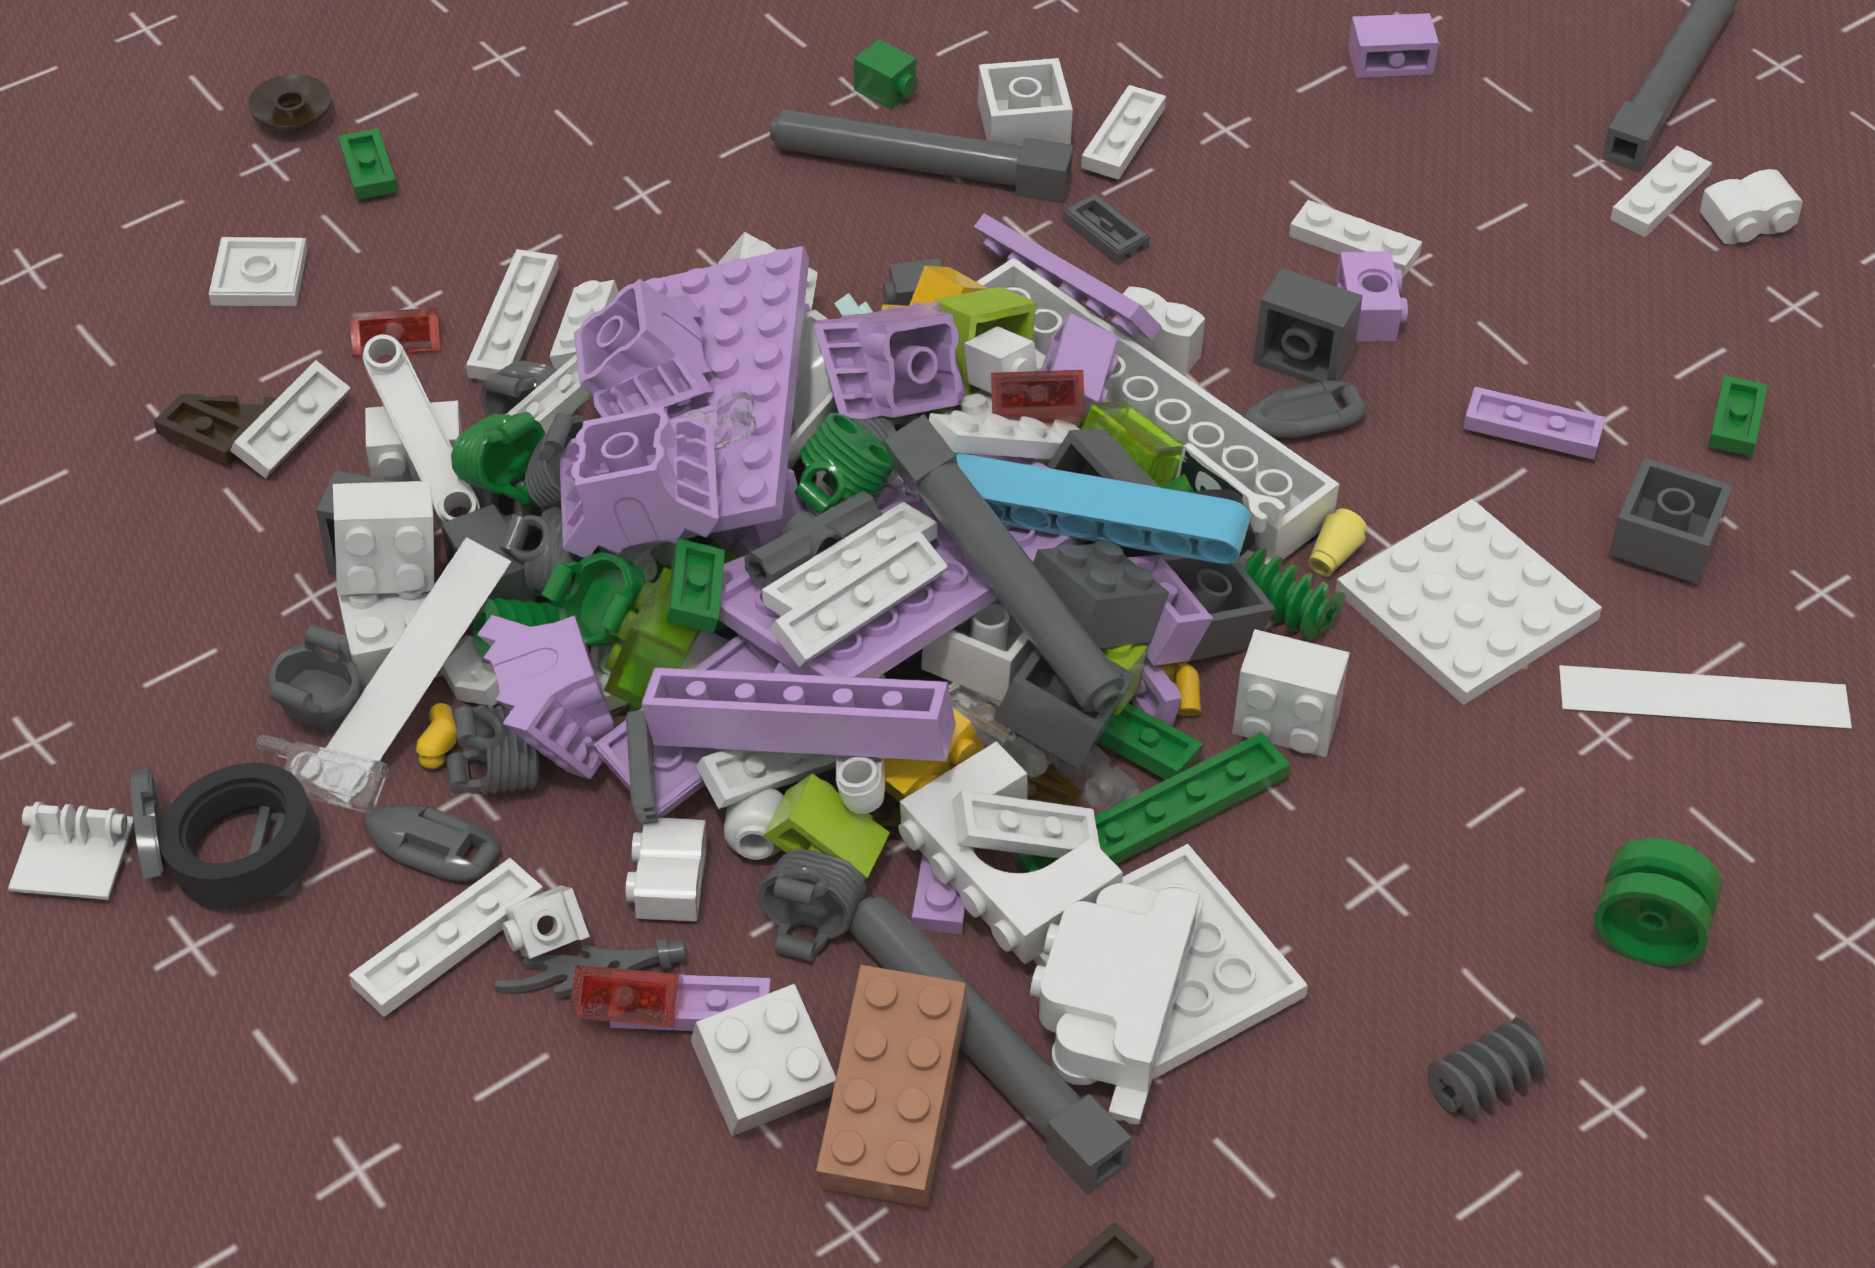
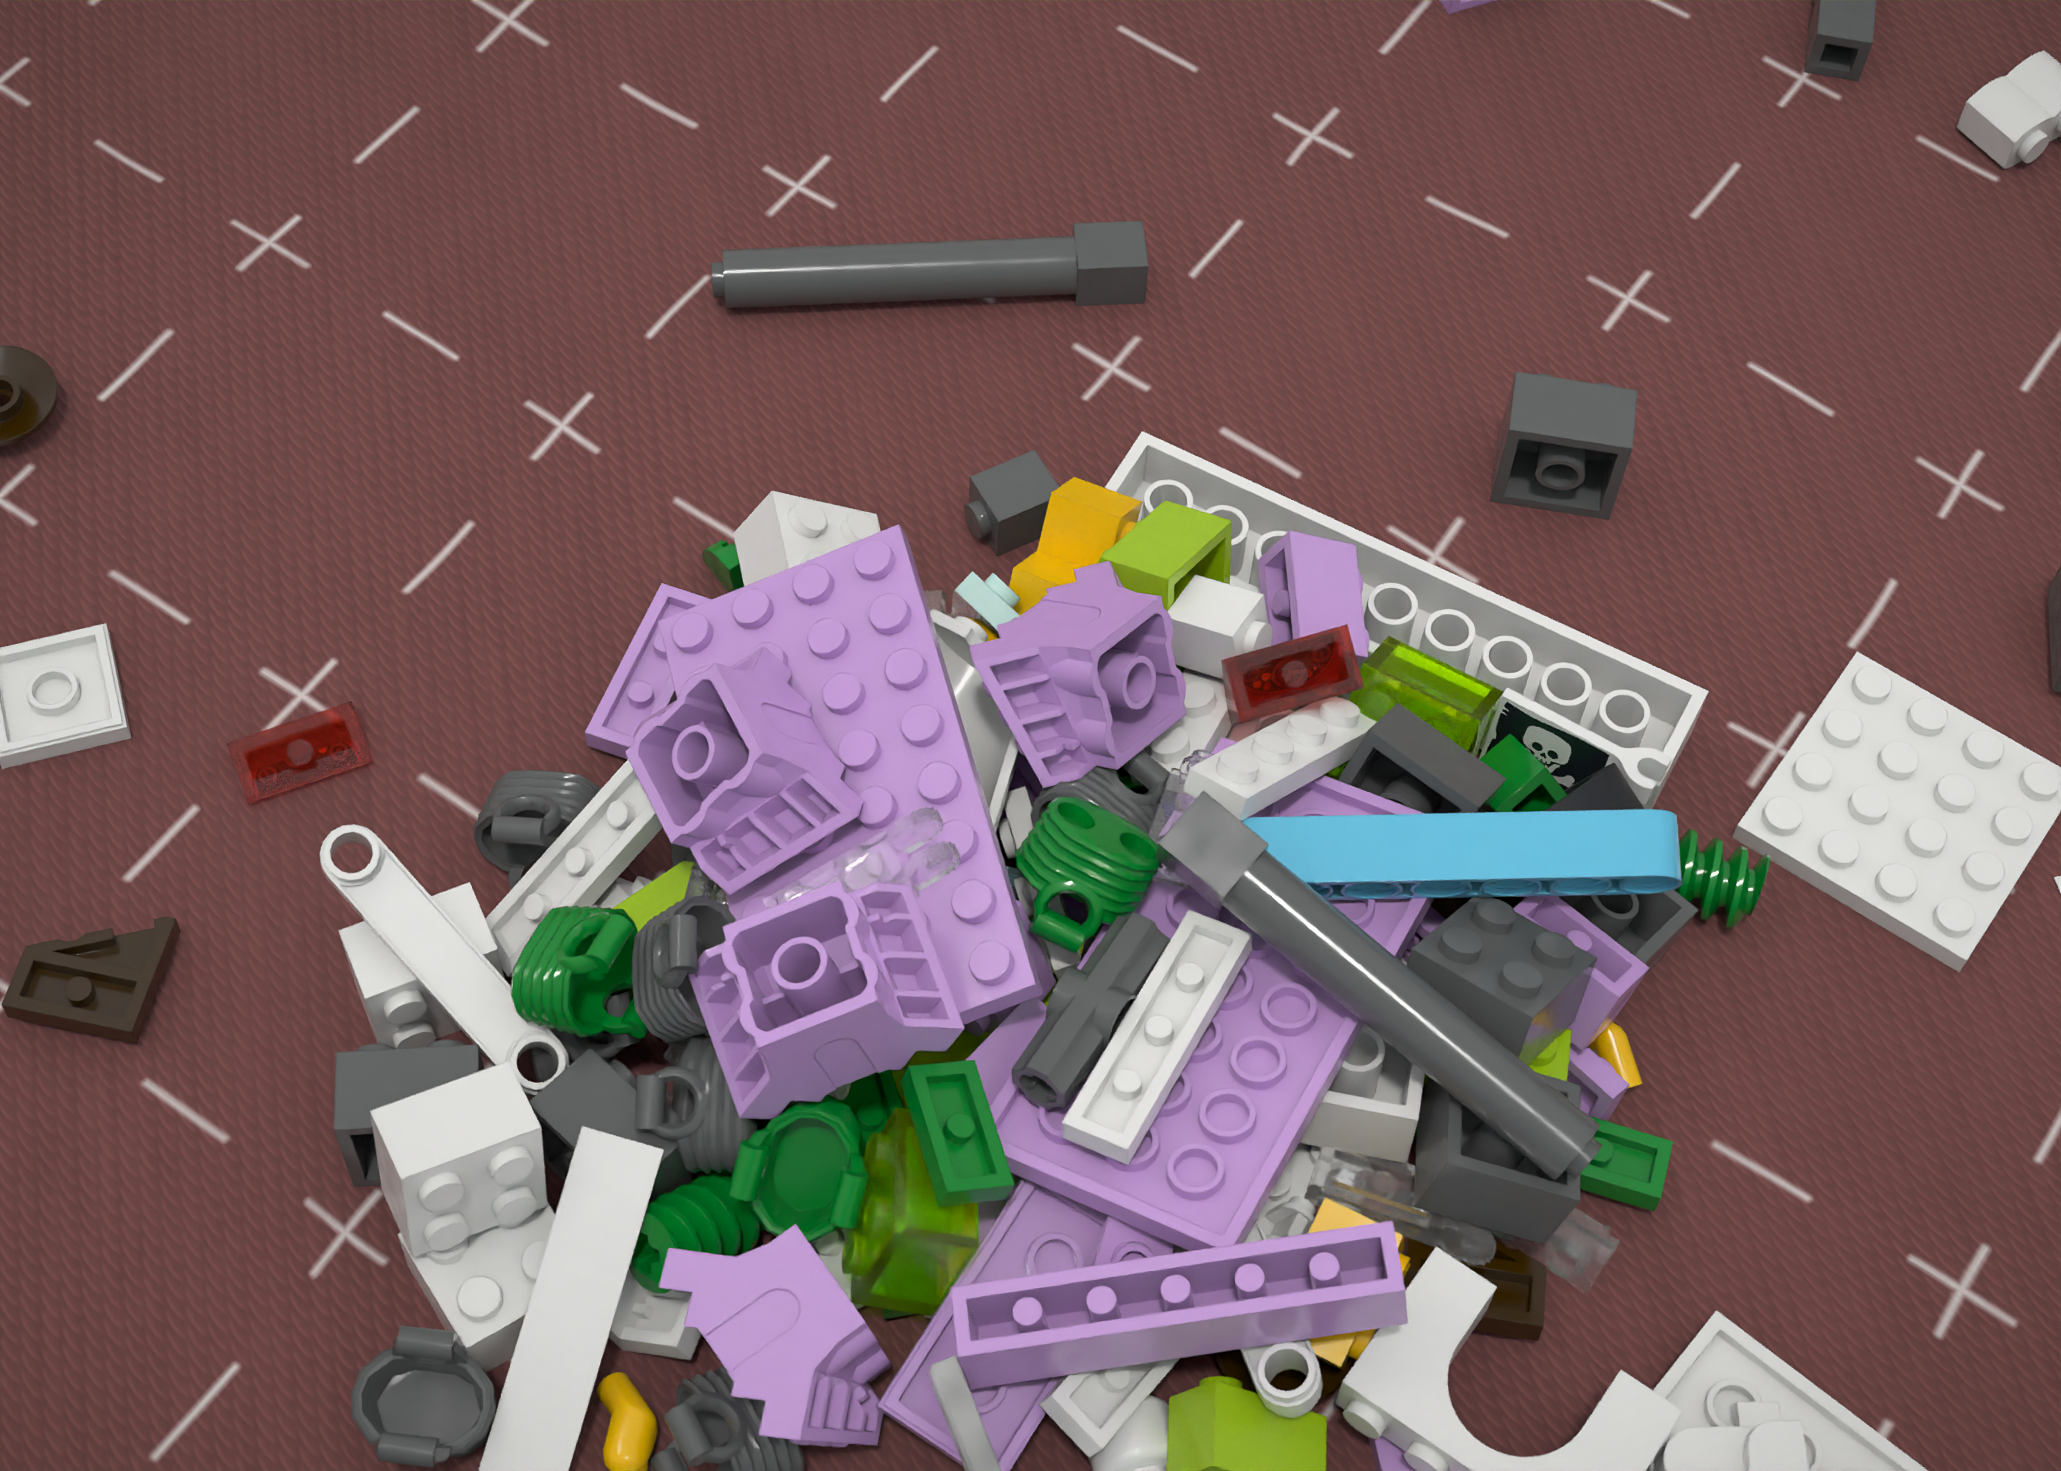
camera: 20 degrees left, 10 degrees up
(290, 419) = (205, 946): white plate -> none
(367, 164) = (150, 474): green plate -> none
(513, 313) = (462, 684): white plate -> none
(584, 301) = (575, 678): white plate -> none
(858, 598) = (1201, 1100): white plate -> none
(885, 74) = (834, 155): green brick -> none
(1021, 824) = (1522, 1371): white plate -> none
(1024, 101) = (1049, 167): white brick -> none
(1077, 284) = (1239, 453): lavender plate -> none
(1100, 231) = (1215, 339): dark grey tile -> none
(1123, 132) = (1188, 175): white plate -> none
(1181, 332) = (1362, 487): white brick -> none
(1182, 800) = (1646, 1276): green plate -> none
(1290, 692) = (1766, 1038): white brick -> none
(1307, 409) = (1593, 564): dark grey piece -> none
(1337, 541) = (1714, 766): light yellow cone -> none
(1345, 233) = (1549, 273): white plate -> none
(1380, 284) = (1610, 346): lavender brick -> none
(1534, 423) = (1888, 511): lavender plate -> none
(1661, 191) = (1900, 108): white plate -> none

